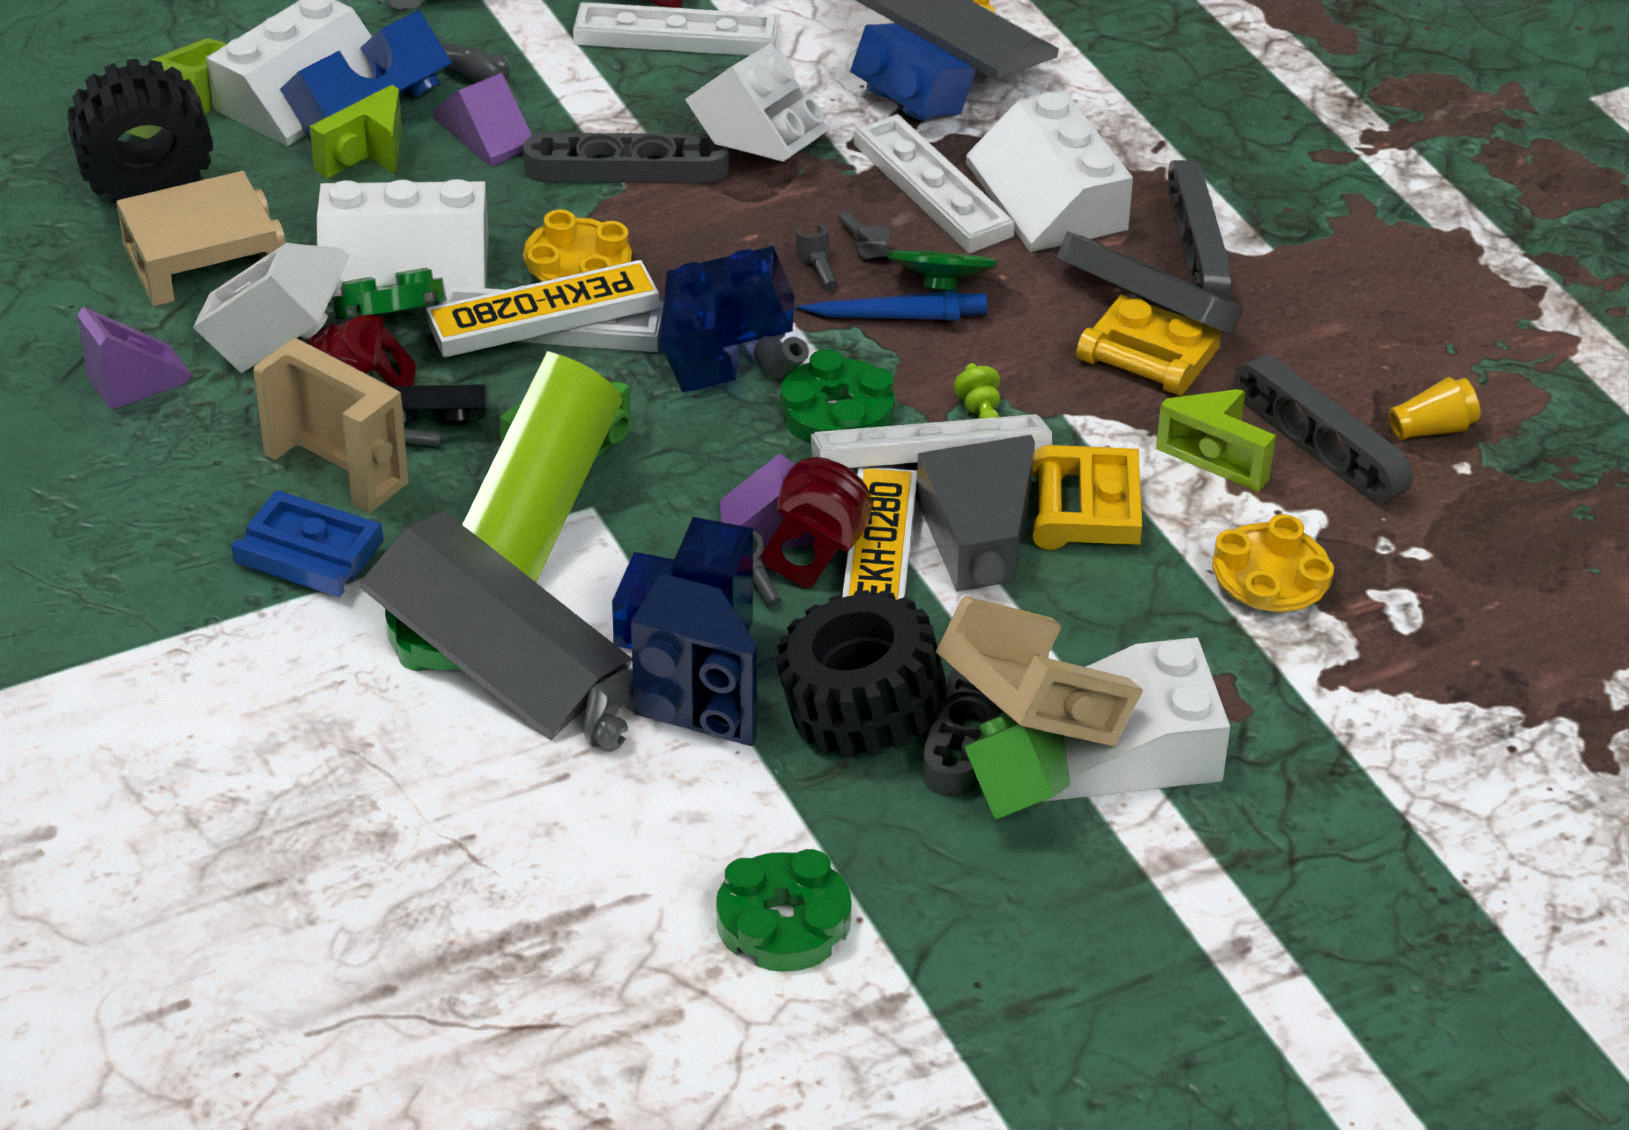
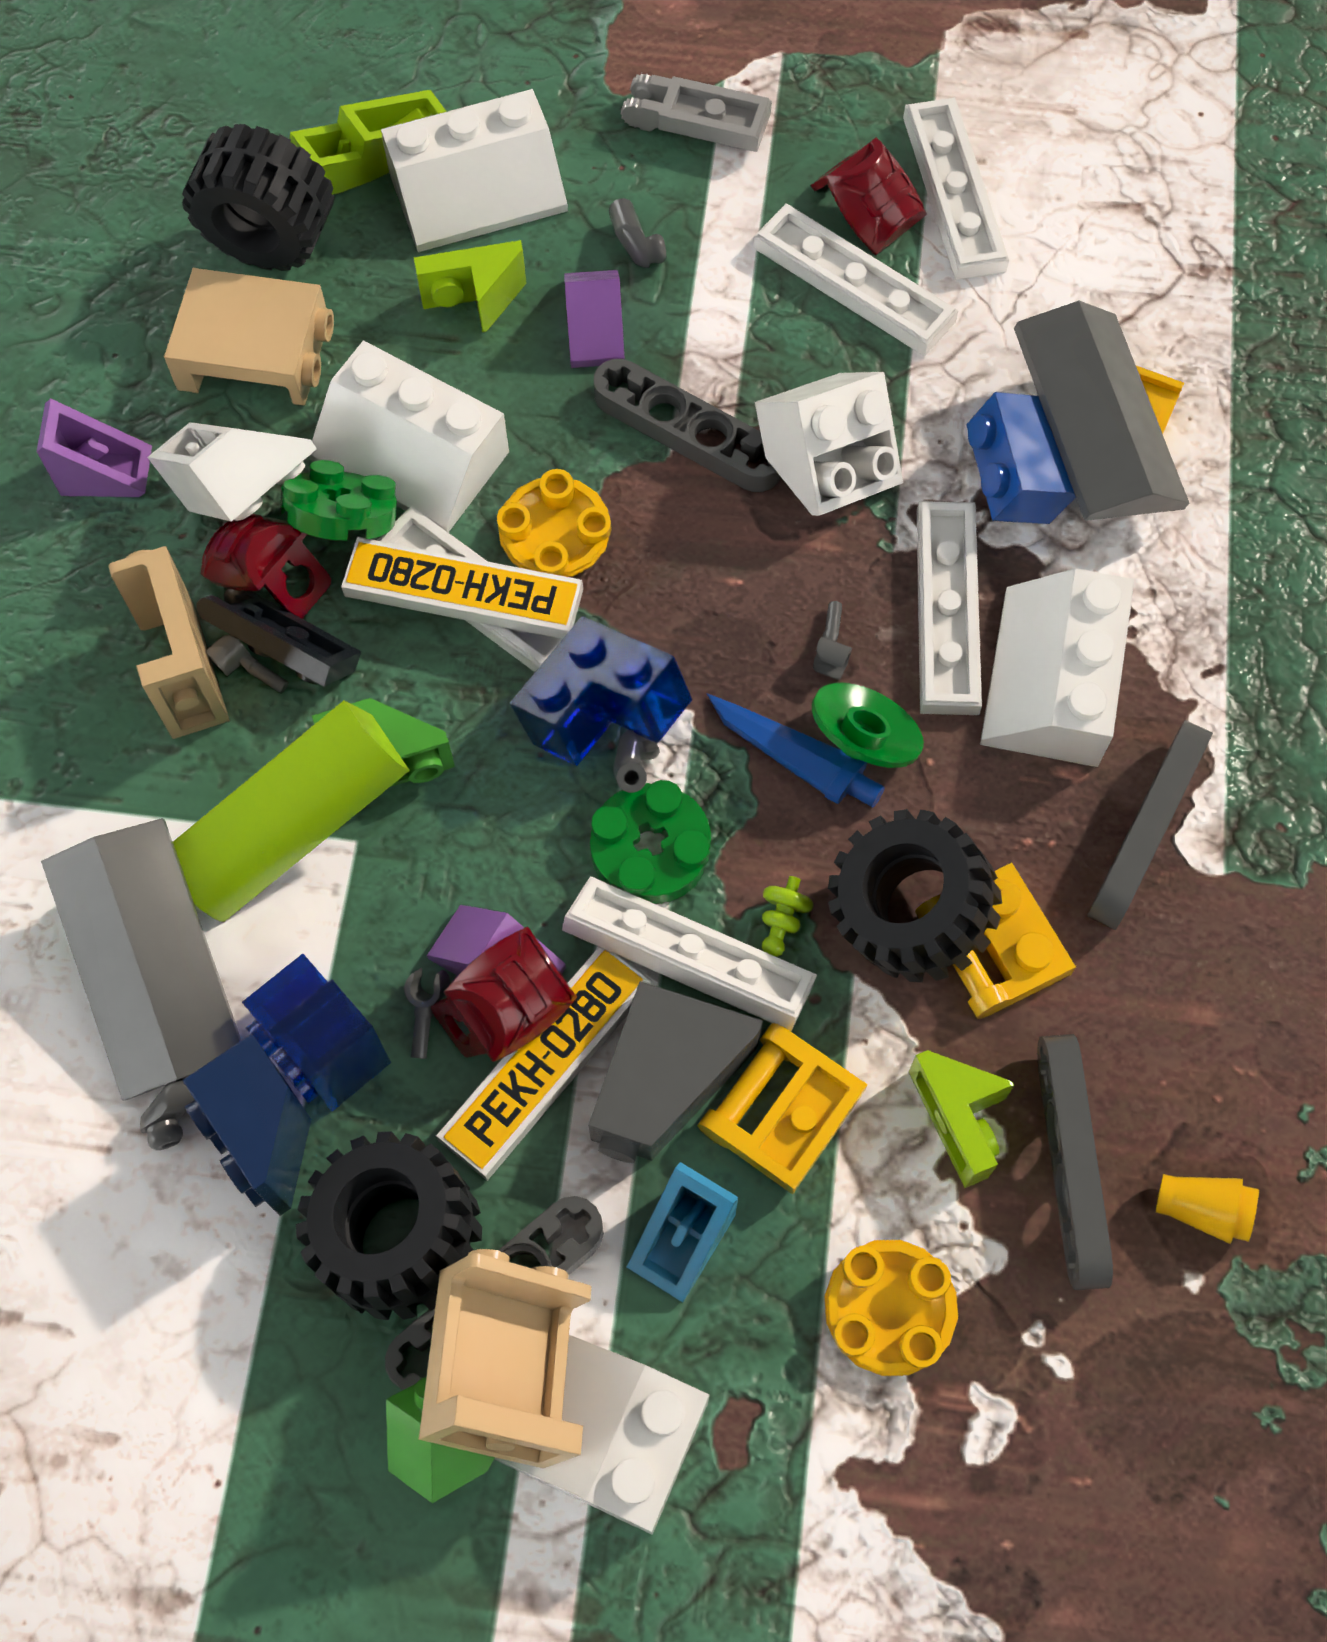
camera: 35 degrees right, 25 degrees up
(307, 543) = (82, 756): blue plate -> none
(398, 54) = (563, 213): blue arch -> none
(783, 878) = (166, 1477): green plate -> none
(815, 251) = (770, 640): dark grey hand -> none
(1069, 287) = (881, 863): none -> black tyre
(1084, 579) = (683, 1232): none -> dark azure slope
(1150, 282) = (1062, 926): dark grey beam -> none

